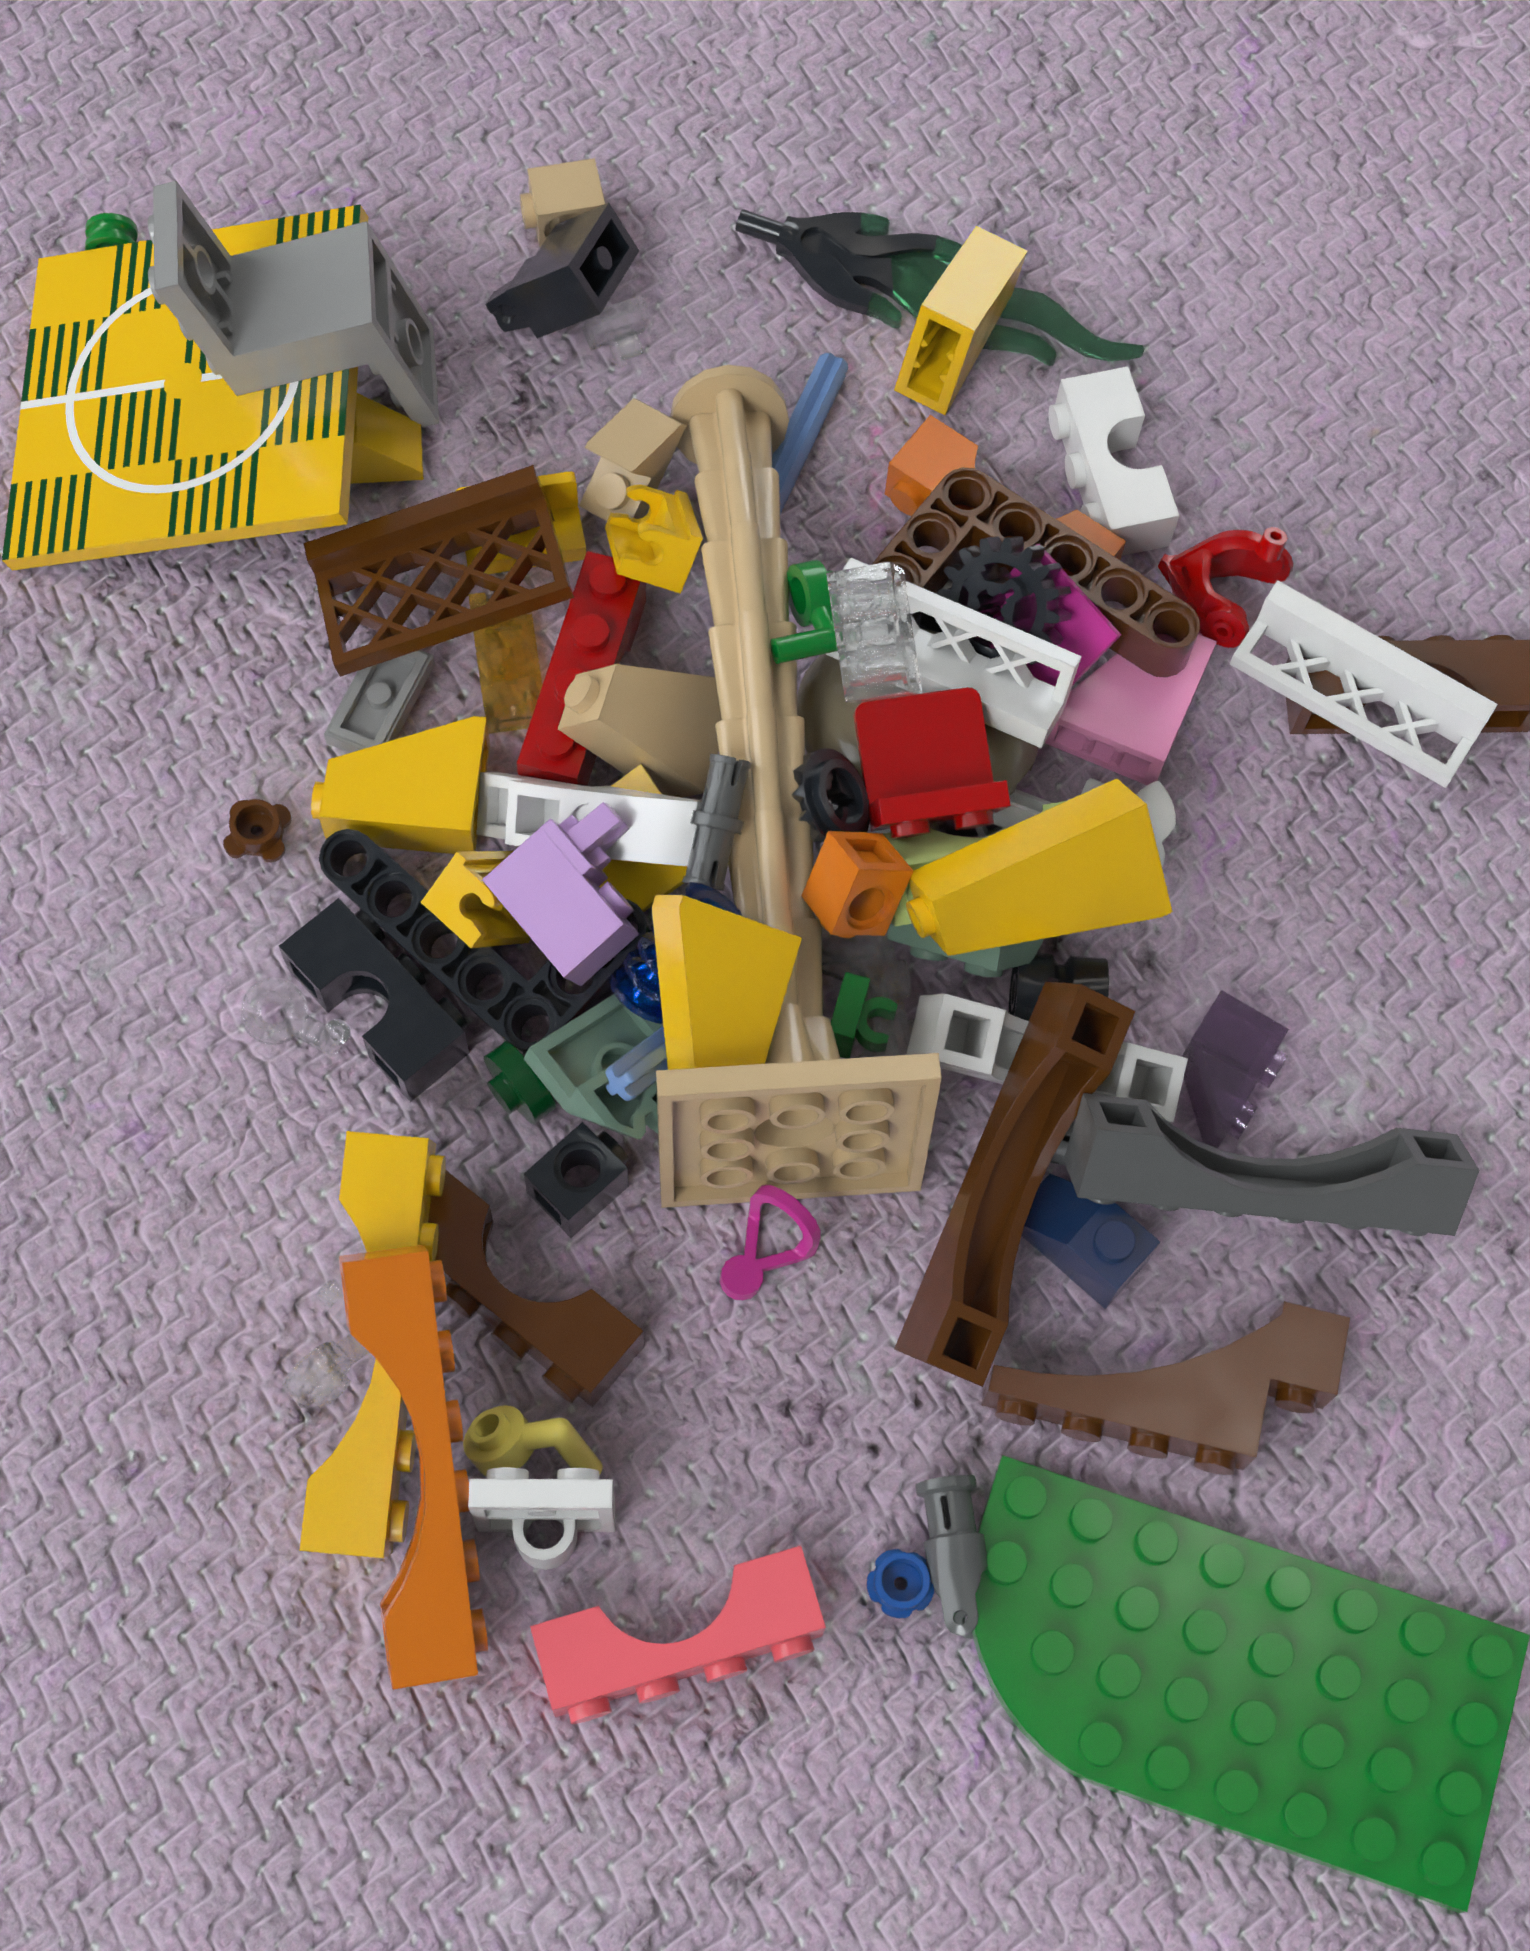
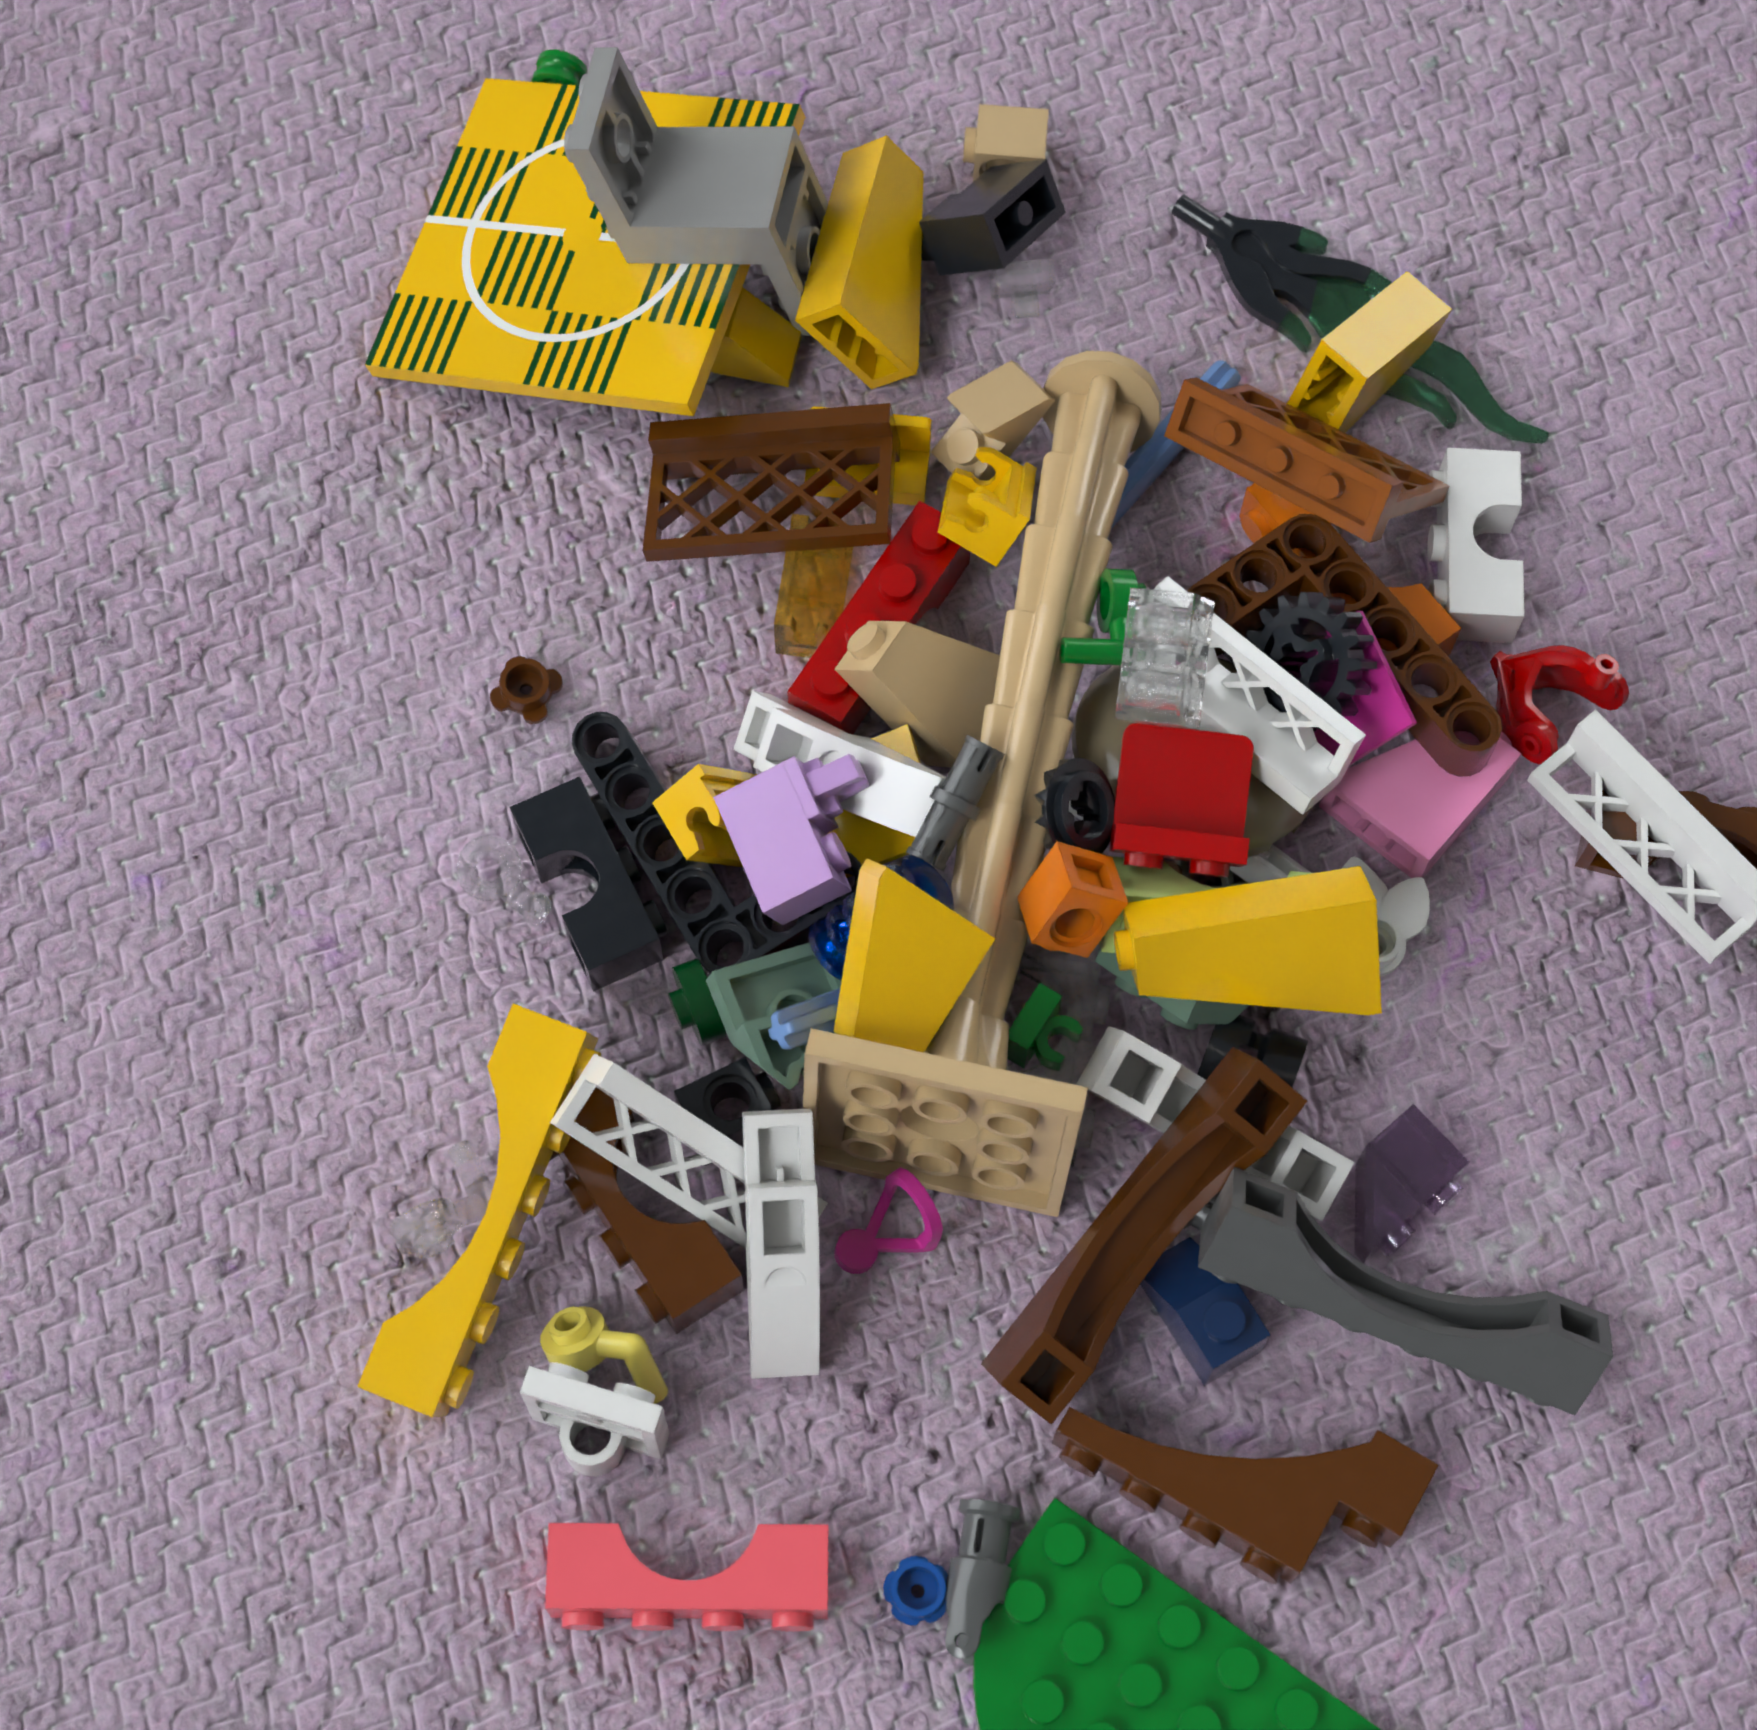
camera: 20 degrees right, 0 degrees up
(379, 702) = (677, 599): light grey plate -> none
(409, 789) = (681, 689): yellow slope -> none
(427, 1606) = (457, 1479): orange arch -> none
(468, 344) = (867, 266): none -> yellow slope
(565, 1209) = (680, 1128): none -> white fence
(676, 1288) = (782, 1243): none -> white slope
(930, 421) = (1300, 457): none -> dark orange fence

